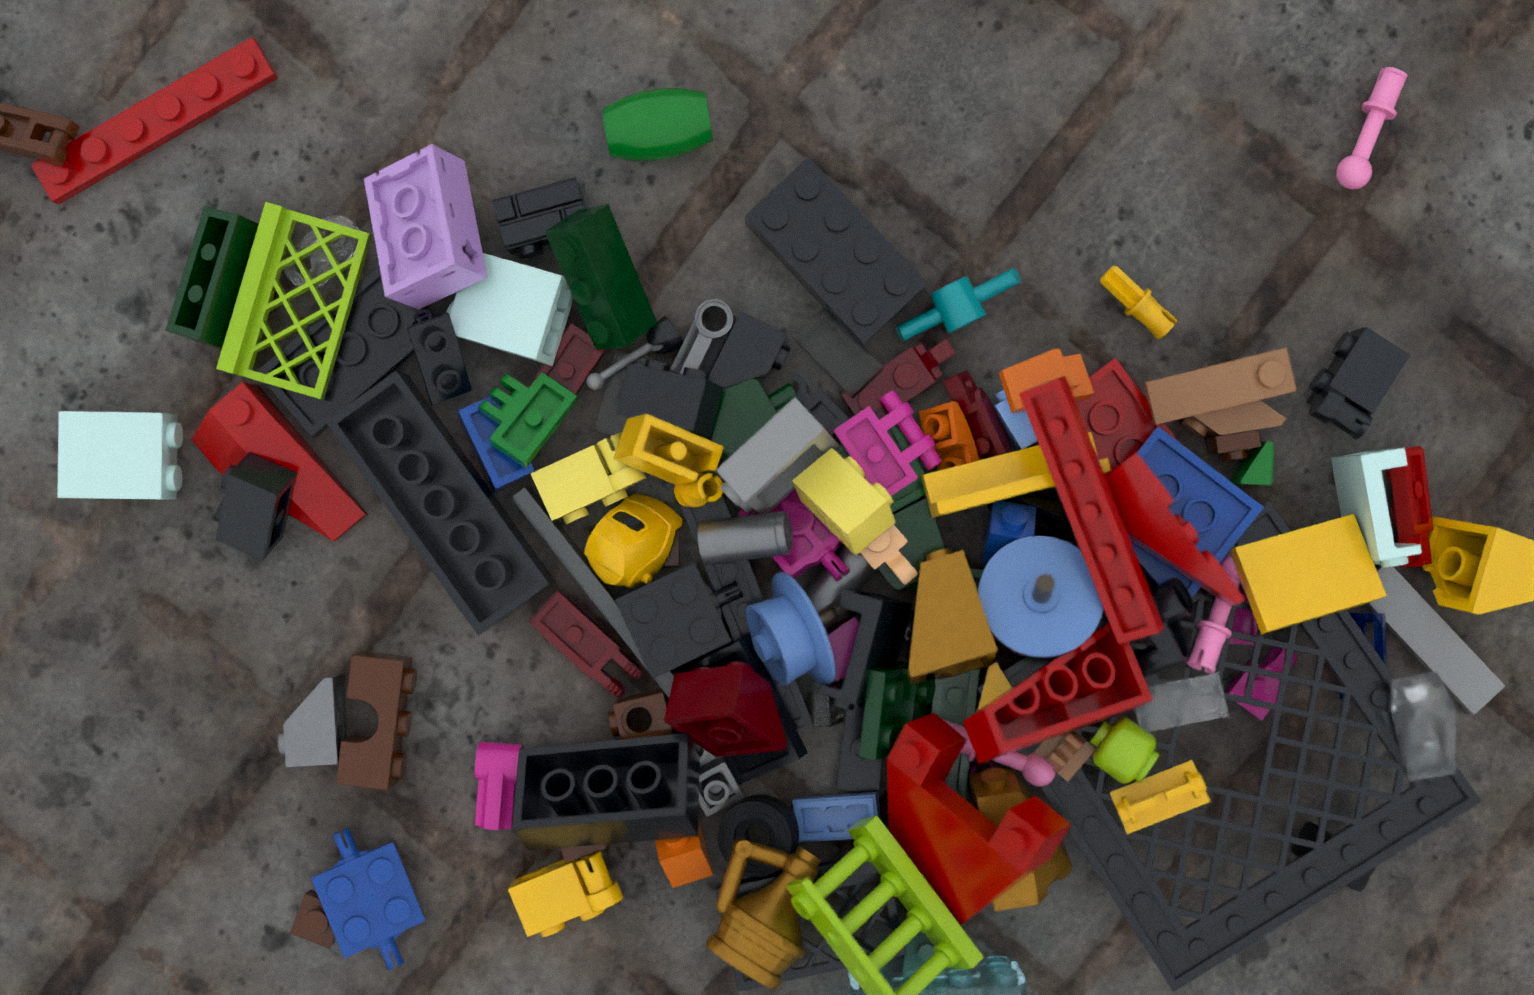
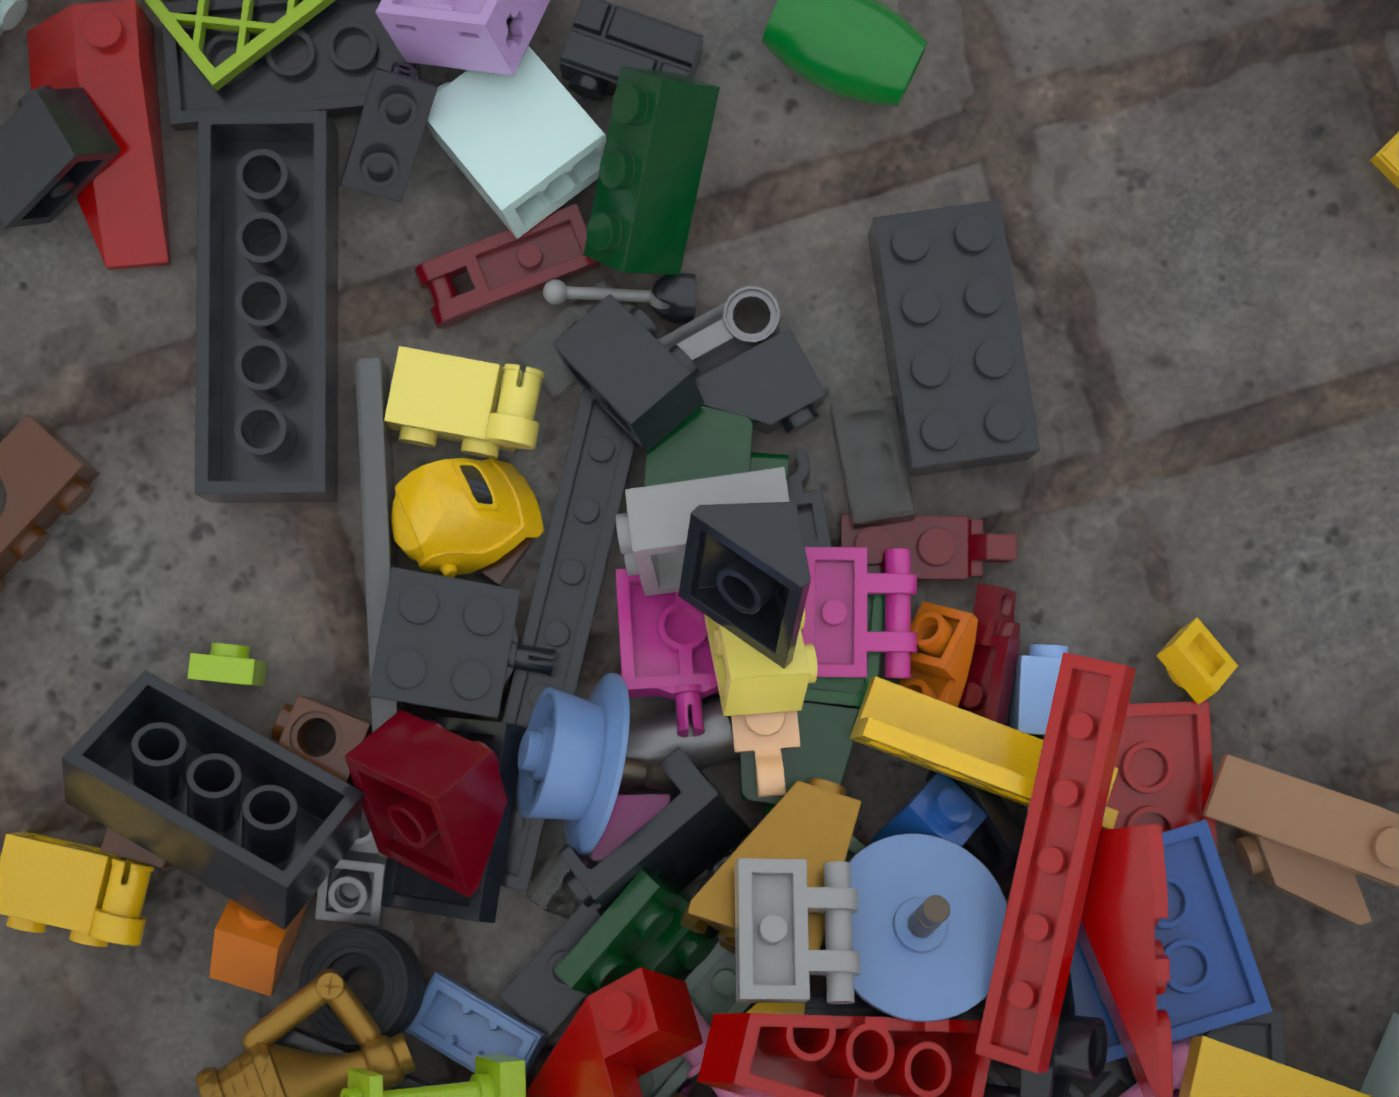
camera: 30 degrees right, 5 degrees down
(496, 466) = (384, 282): blue hinge -> none
(497, 775) = (96, 680): dark pink piece -> none
(527, 415) = (444, 273): green hinge -> none
(561, 714) = (227, 665): none -> lime plate
(583, 641) = (317, 596): dark red hinge -> none
(673, 457) = (584, 441): yellow hinge -> none
(745, 538) = (603, 603): flat silver pin -> none
(817, 470) = (749, 573): none -> black slope
(958, 304) = (1059, 504): teal piece -> none
(964, 654) = (773, 931): none -> light grey plate
(1044, 369) = (1110, 645): orange slope -> none
(1094, 339) = (1197, 661): none -> yellow plate
(1138, 302) = (1282, 653): yellow axle -> none
(1233, 445) = (1283, 910): reddish brown plate -> none
(1257, 467) = (1295, 958): green slope -> none

